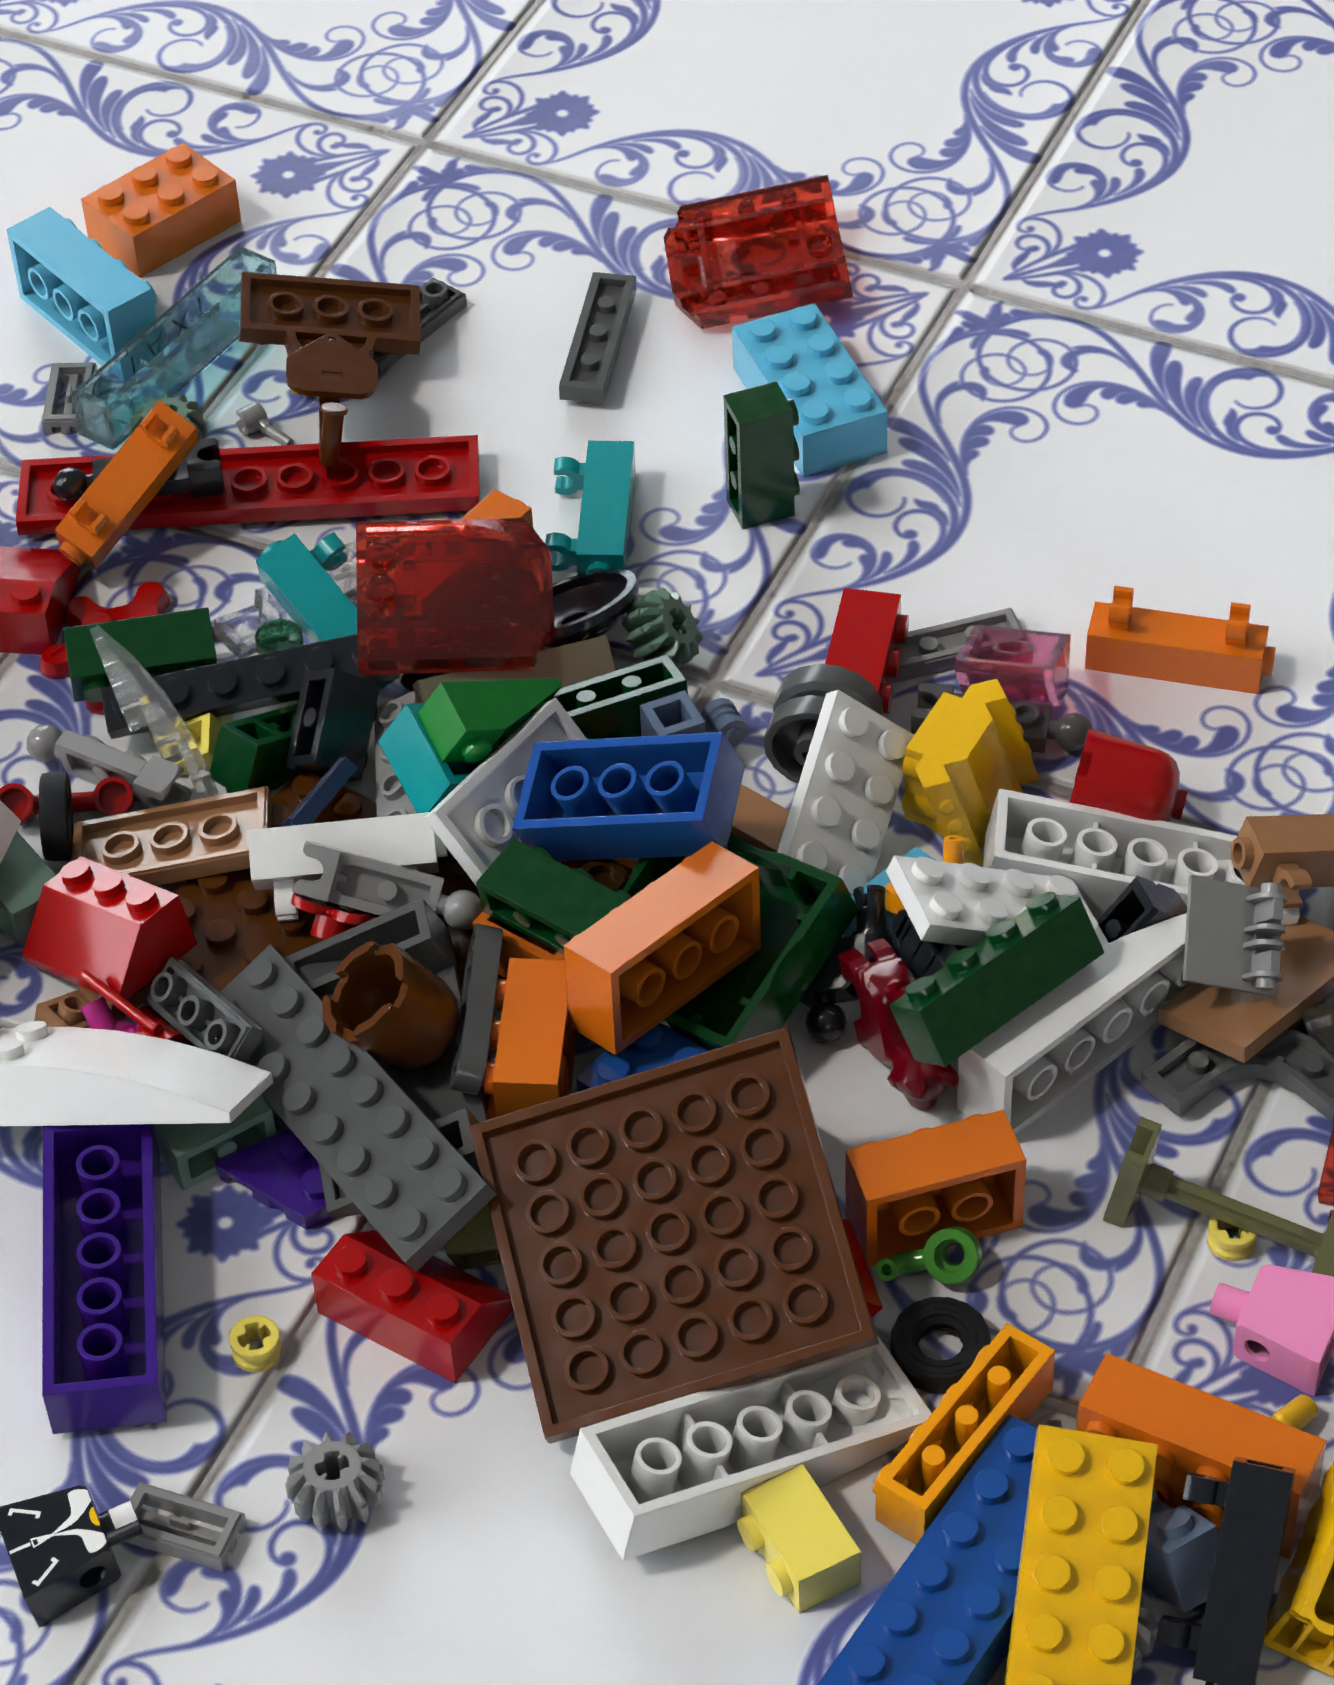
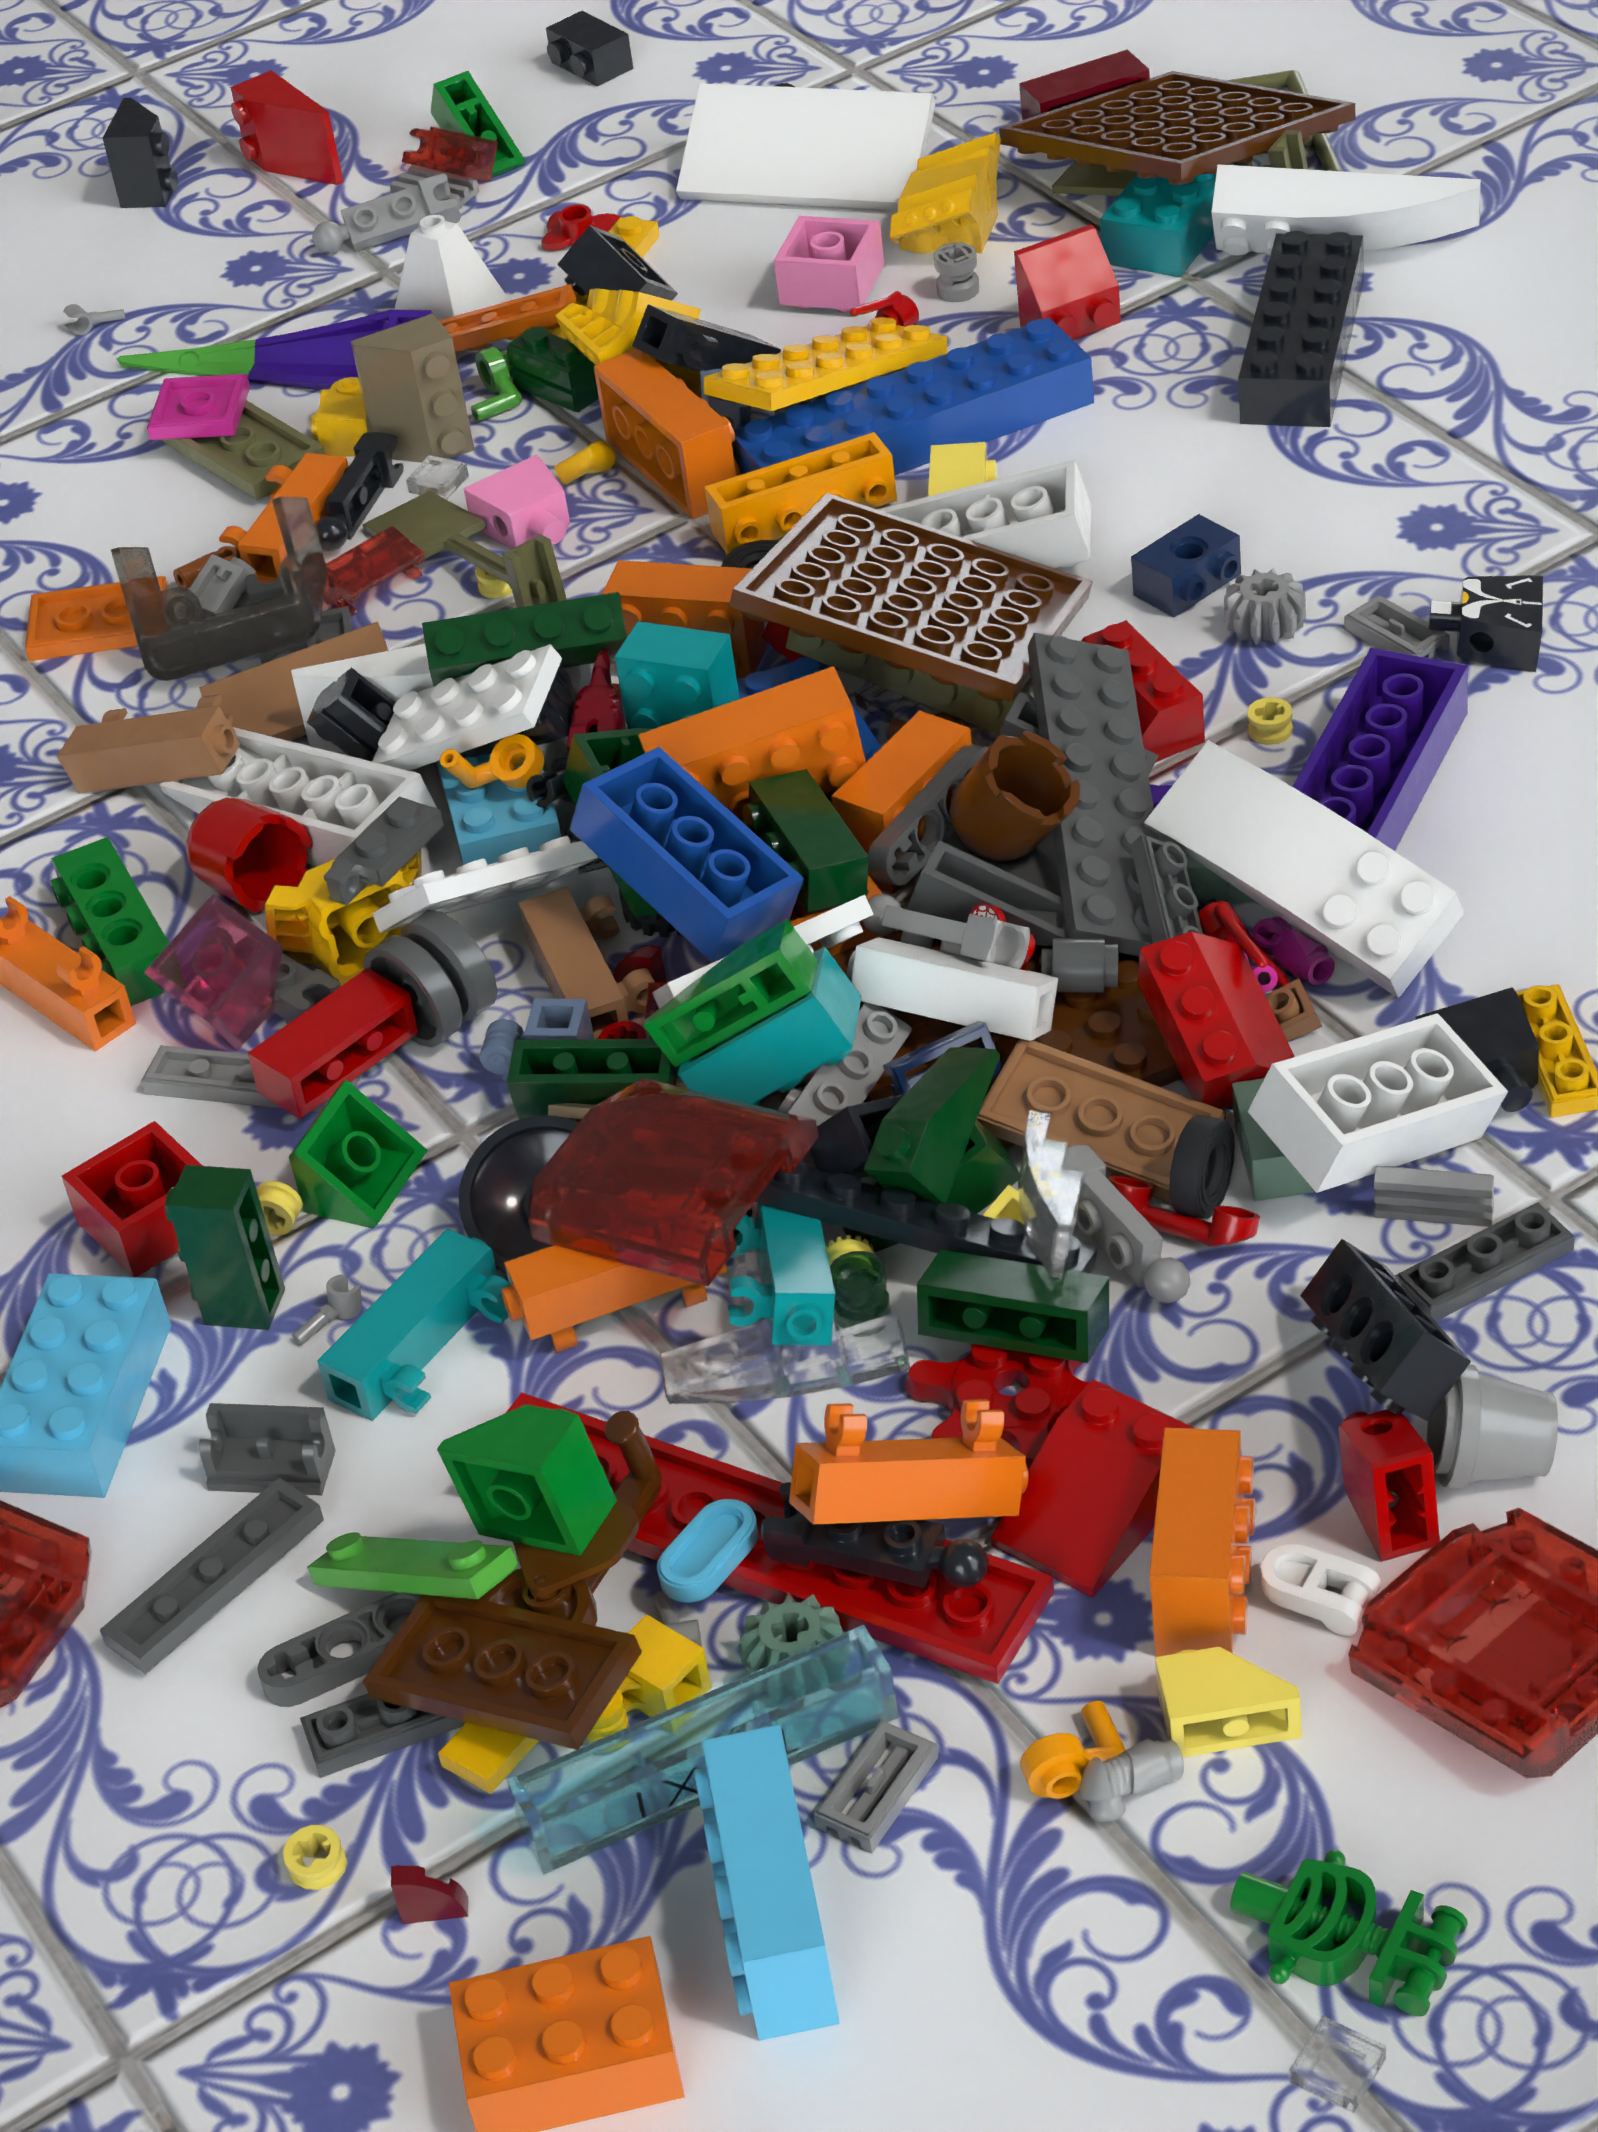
camera: 145 degrees left, 5 degrees down
(252, 380) = (663, 1677): none -> yellow brick
(254, 935) = (1081, 964): none -> dark grey brick
(259, 444) = (707, 1550): none -> medium azure tile
(272, 711) = (932, 1124): none -> dark green slope
(303, 244) = (426, 1898): none -> dark red tile
(359, 336) = (531, 1479): none -> green slope
(394, 245) = (308, 1843): none -> light yellow bush
(445, 350) = (413, 1566): none -> bright green plate
(458, 1541) = (1186, 565): none -> dark blue brick
(491, 319) = (363, 1625): none -> dark grey beam
(635, 414) = (265, 1443): none -> dark grey hinge
(662, 626) = (460, 1143): sand green gear -> none
(685, 516) = (341, 1305): none -> light grey hand
(759, 602) = (353, 1160): none -> green slope
(789, 542) = (279, 1205): none -> light yellow bush
(836, 1035) = (673, 673): none -> teal brick
(888, 503) = (124, 1194): none -> red brick
(935, 749) = (382, 848): none -> dark grey hinge
(1184, 714) = (110, 914): none -> green brick
(1234, 935) = (299, 644): light grey hinge -> none

